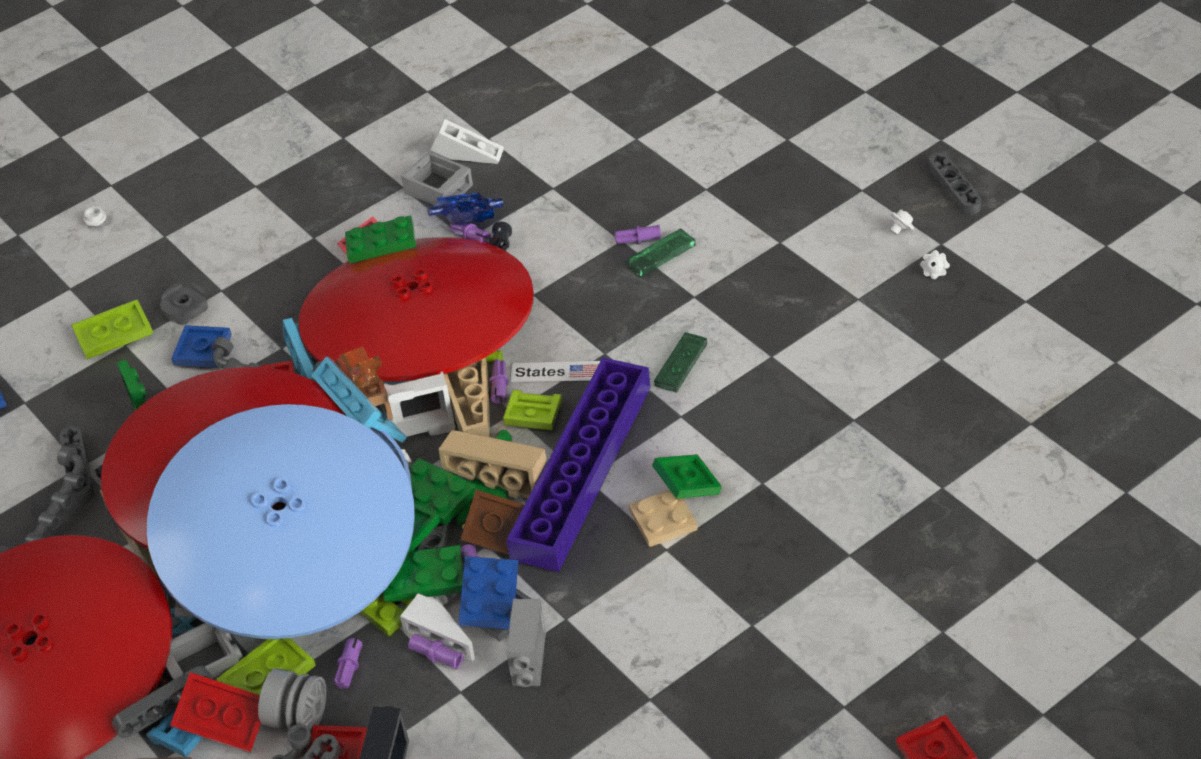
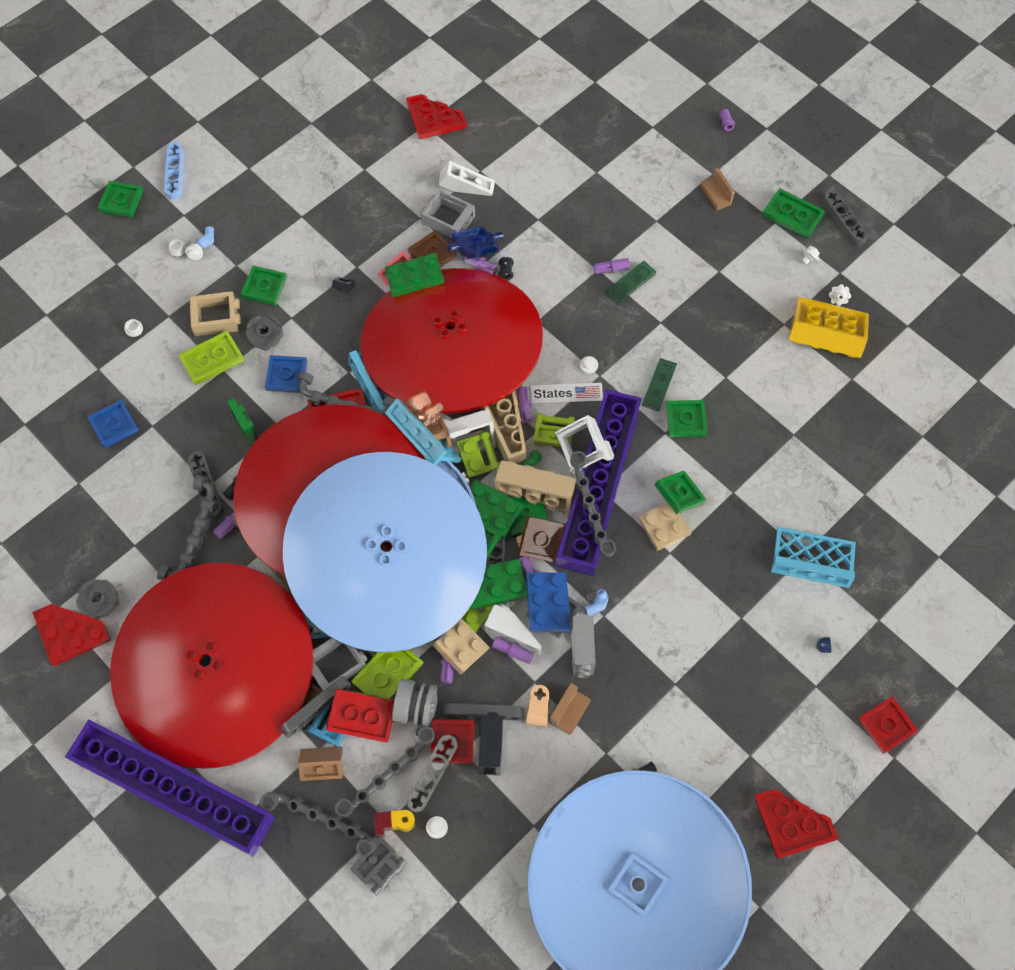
camera: 10 degrees left, 20 degrees up
(23, 298) = (133, 328): none -> white plate
(37, 167) = (120, 199): none -> green plate
(90, 508) = (226, 526): none -> medium lavender axle
(111, 139) = (174, 170): none -> light blue beam
(112, 297) = (217, 326): none -> tan window
(114, 220) = (194, 252): none -> white plate
(133, 208) = (207, 239): none -> light blue arm
(193, 254) = (264, 285): none -> green plate
(291, 253) = (343, 284): none -> black plate
(366, 642) = (461, 646): none -> tan plate
(416, 720) = (475, 711): none -> dark grey beam
(418, 211) = (432, 244): none -> reddish brown plate
(420, 433) = (472, 456): none -> lime plate
(439, 83) = (434, 117): none -> red plate
(457, 714) = (538, 709): none -> light nougat piece
(498, 720) = (570, 710): none -> medium nougat panel
(551, 398) = (603, 447): none -> white piece
(561, 602) = (599, 603): none -> light blue arm
(567, 516) = (607, 546): none -> dark grey bar
(591, 340) = (588, 365): none -> white plate
(709, 398) = (686, 418): none -> green plate
(789, 154) = (718, 190): none -> medium nougat panel
(812, 83) = (727, 122): none -> medium lavender pin
(858, 567) = (813, 569): none -> medium azure fence
(860, 655) = (824, 645): none -> dark blue hinge
(885, 178) = (793, 213): none -> green plate
(914, 300) = (829, 327): none -> yellow slope

